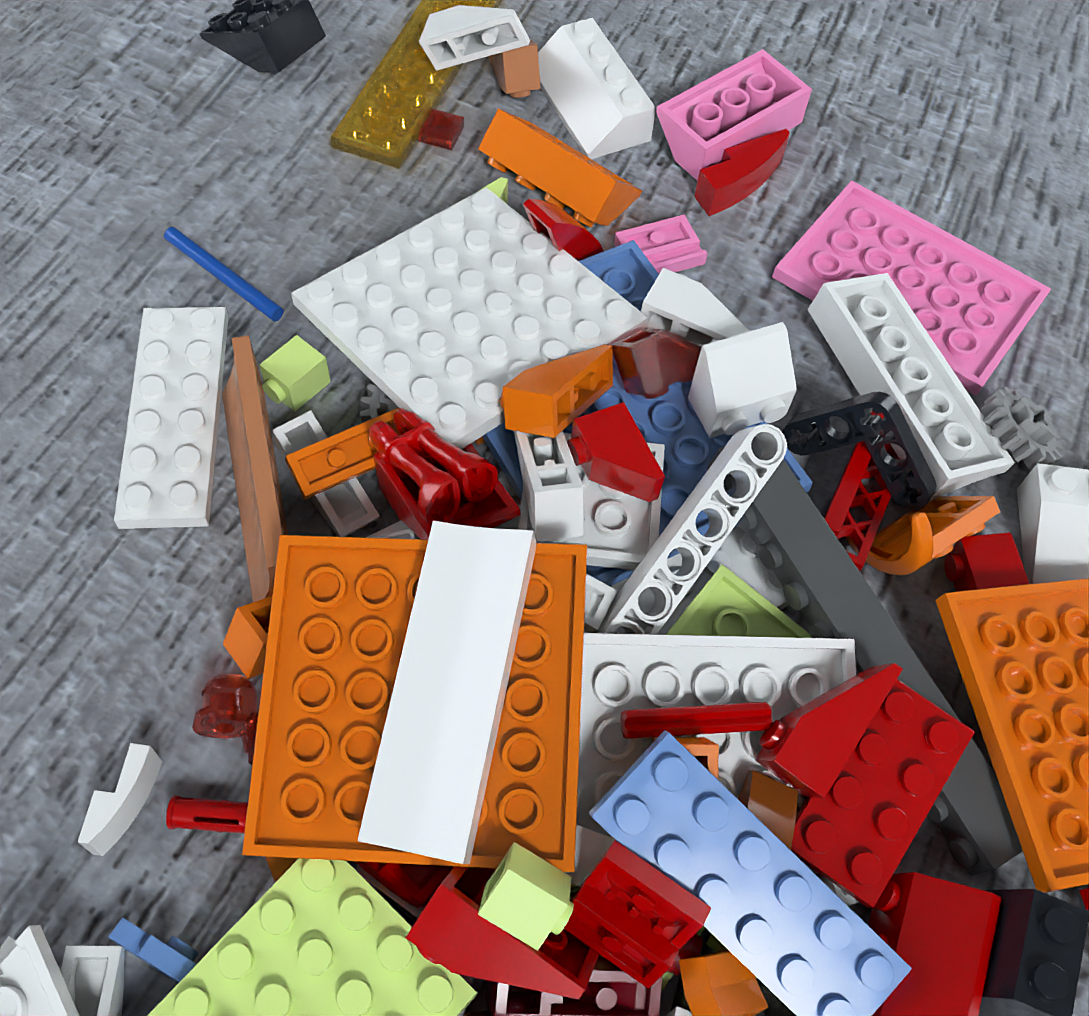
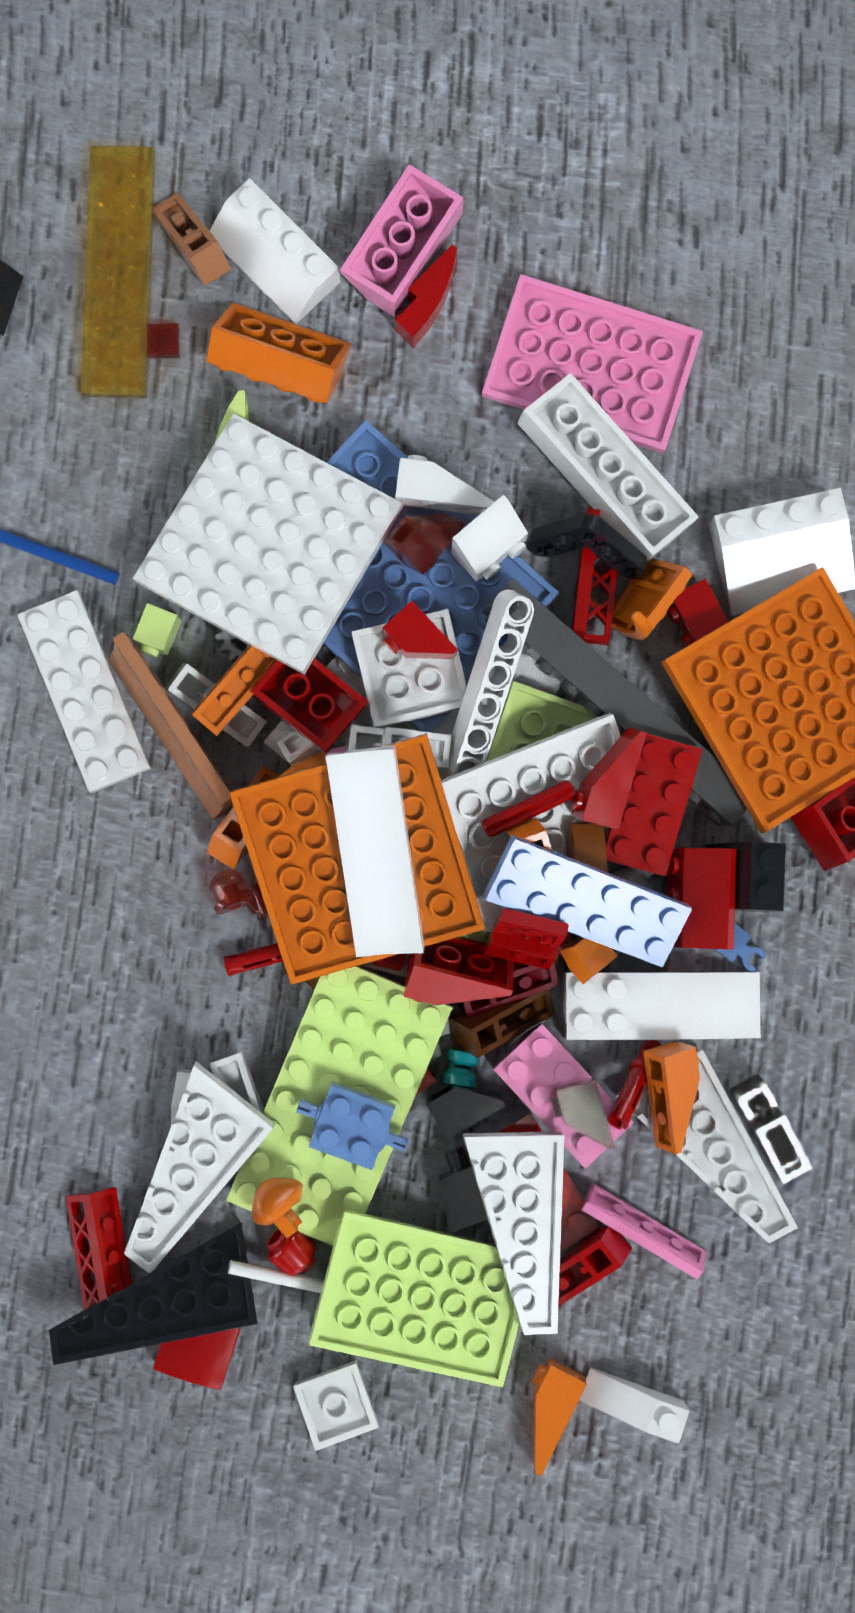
camera: 15 degrees left, 25 degrees up
(113, 813) = (193, 981): white slope -> none
(170, 959) = (269, 1047): medium blue plate -> none
(438, 489) = (311, 715): red piece -> none
(470, 34) = (148, 253): white slope -> none
(527, 897) = (463, 953): yellowish green brick -> none
(551, 487) = (378, 671): white slope -> none
(557, 392) = (360, 600): orange slope -> none
(561, 229) = (311, 436): red slope -> none
(666, 243) = (386, 402): bright pink plate -> none
(1022, 428) = (700, 481): light grey gear -> none

